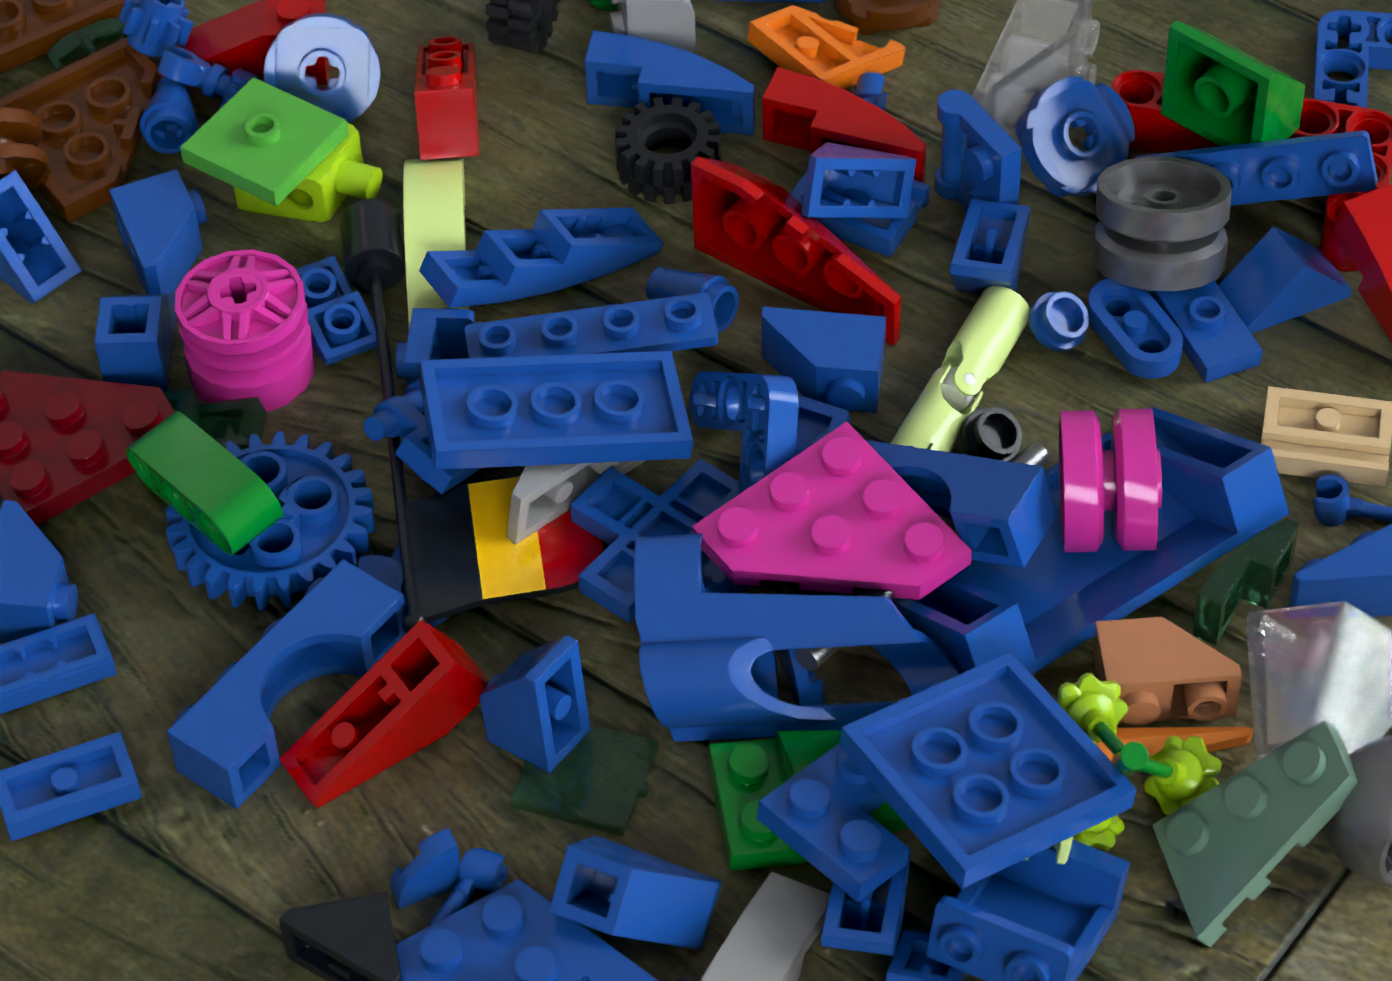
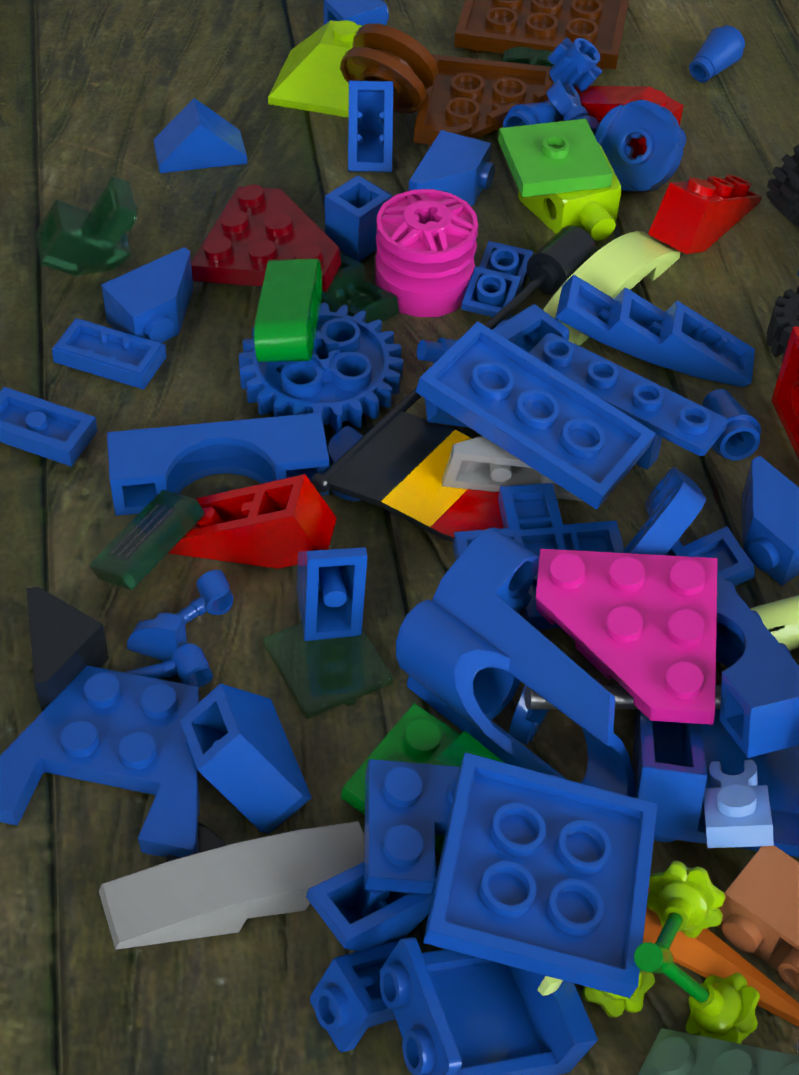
camera: 40 degrees right, 0 degrees up
(312, 798) = (147, 539): none -> clear green tile
(425, 797) = (214, 596): none -> blue hand
(1055, 617) = (737, 809): none -> light blue plate

